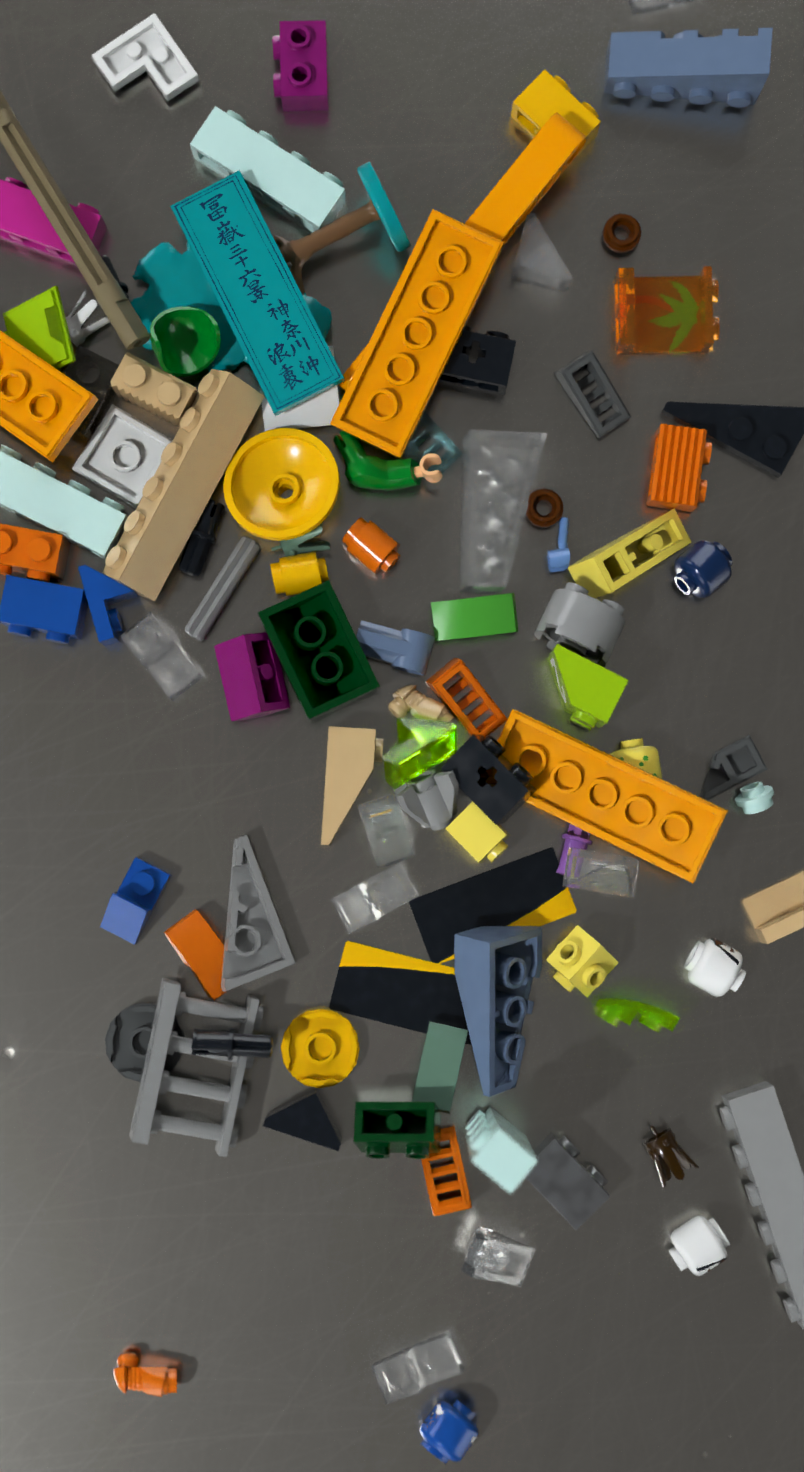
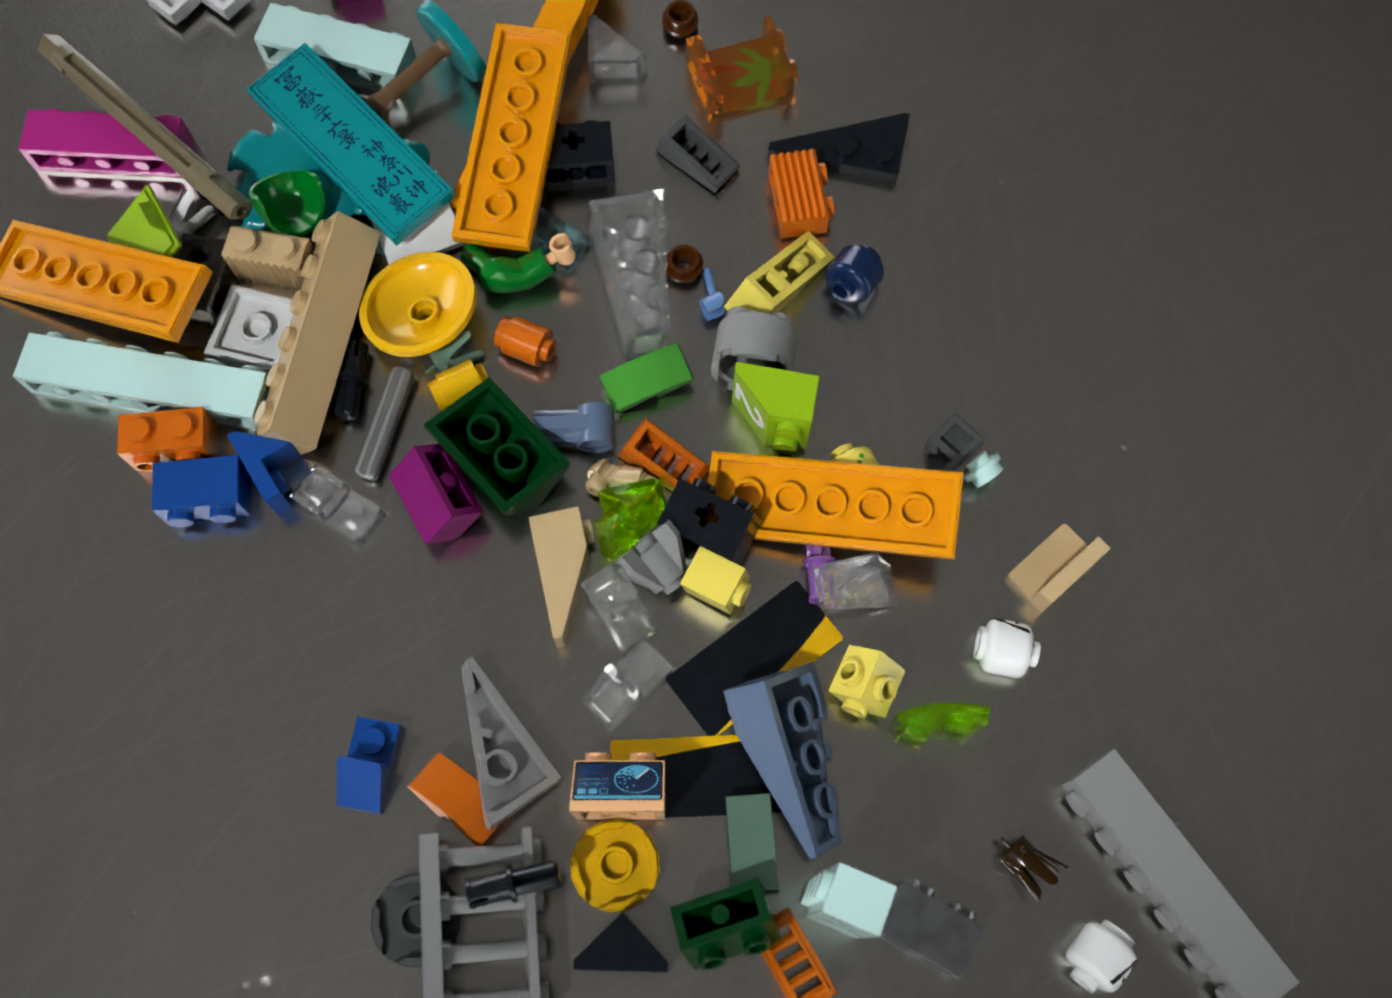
camera: 15 degrees left, 15 degrees down
(341, 990) = (618, 787): none -> slope

